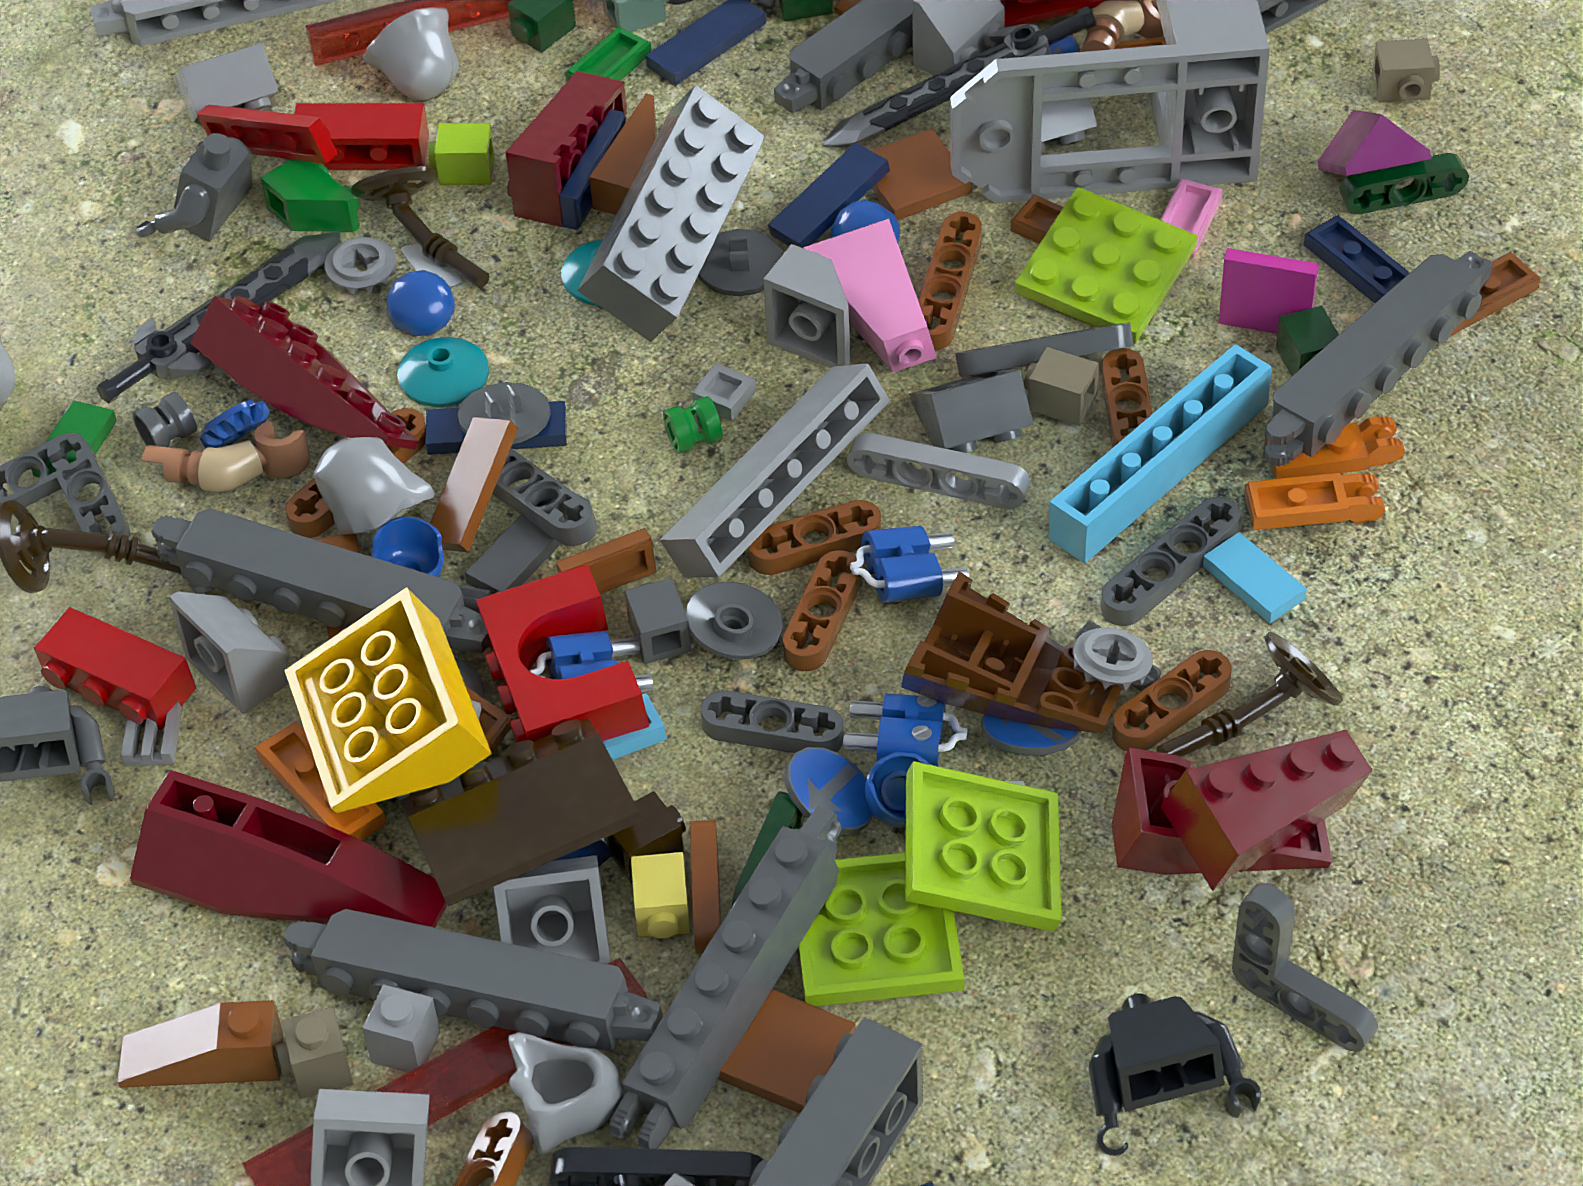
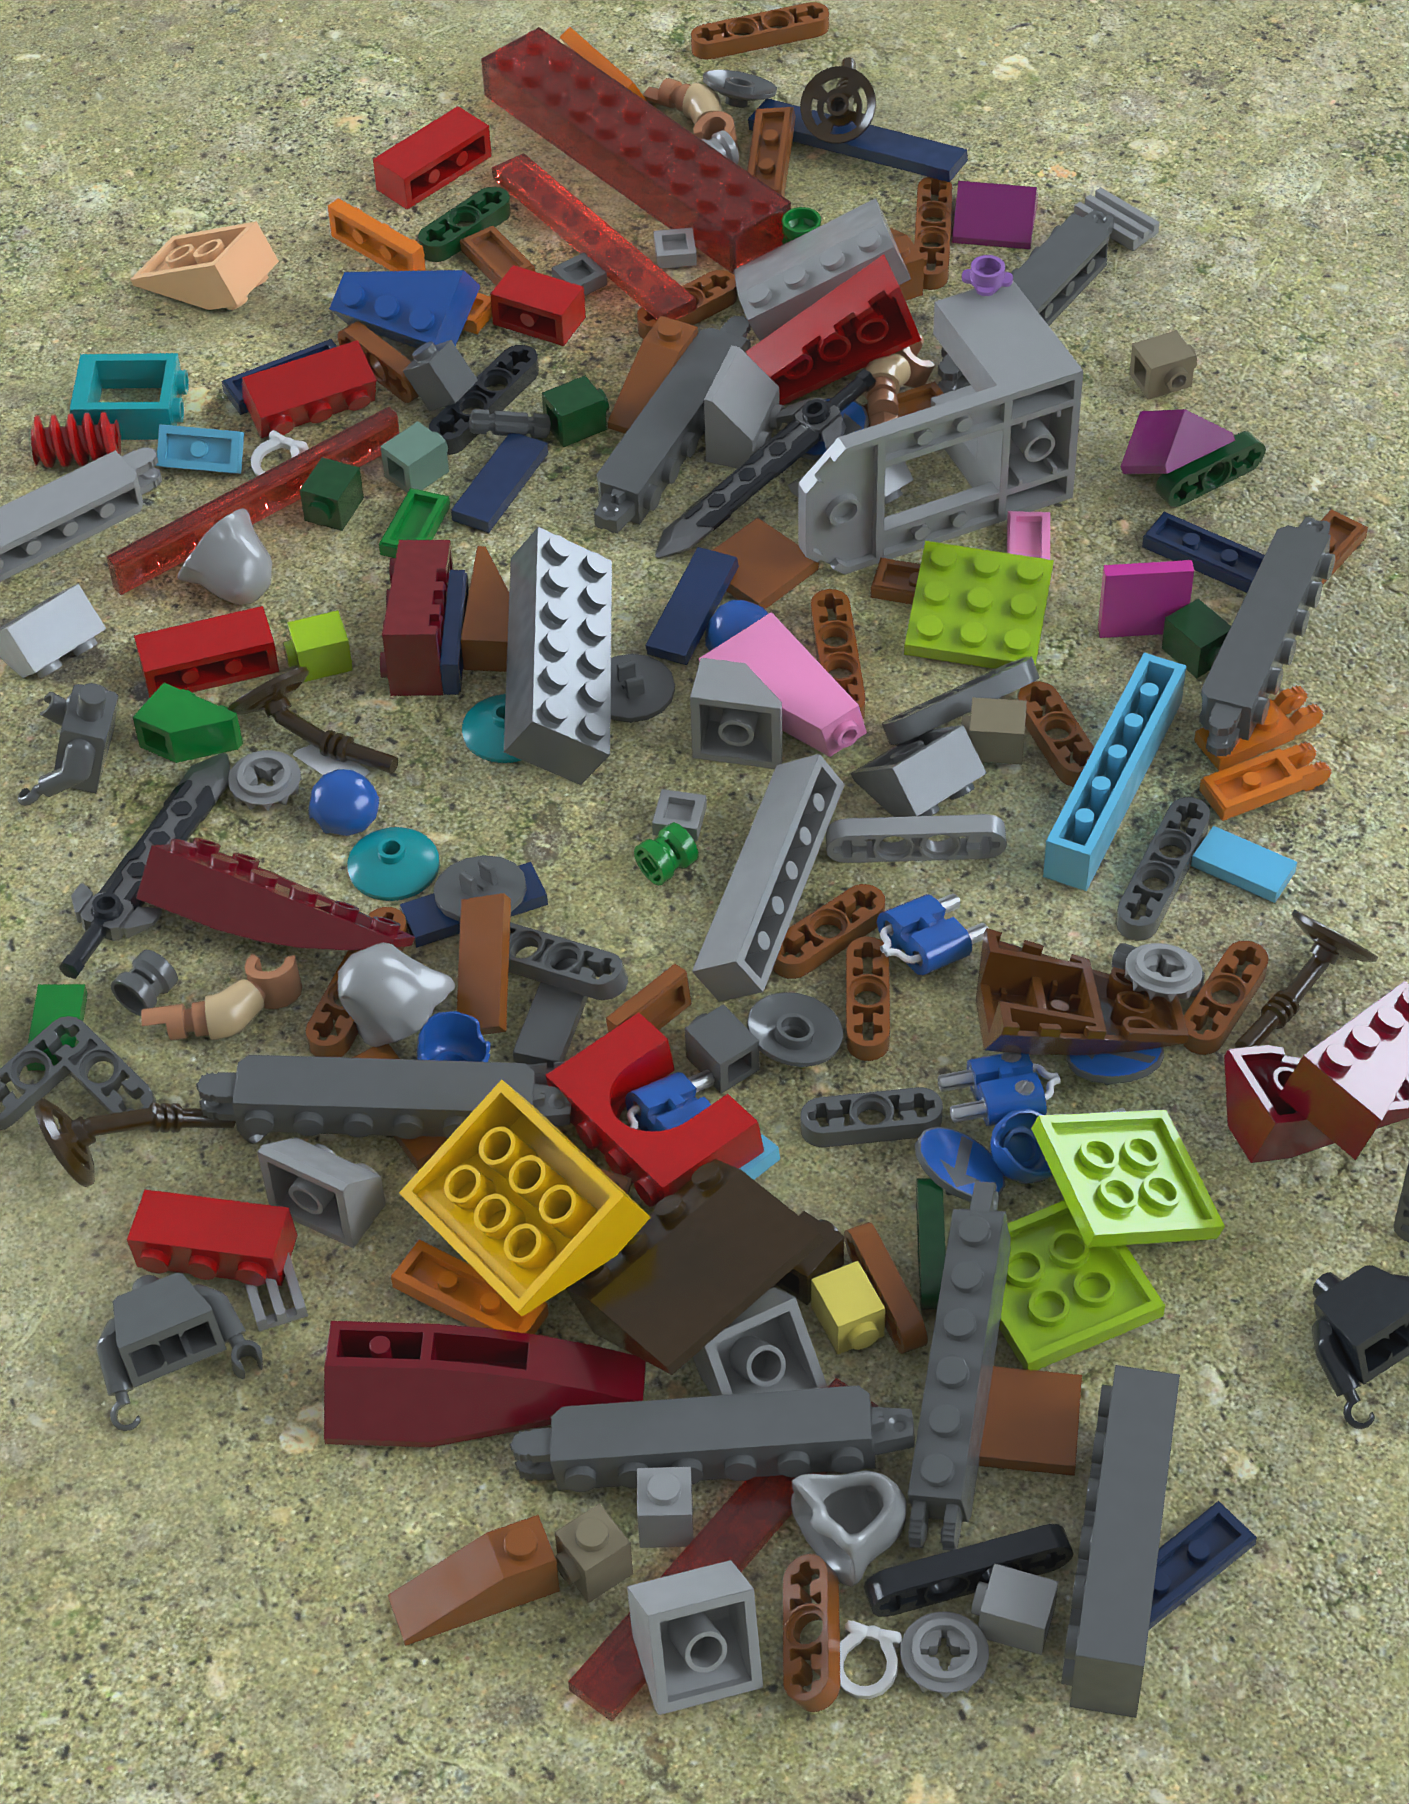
camera: 20 degrees left, 0 degrees up
(234, 424) = (219, 967): blue gear -> none
(272, 132) = (125, 670): red plate -> none

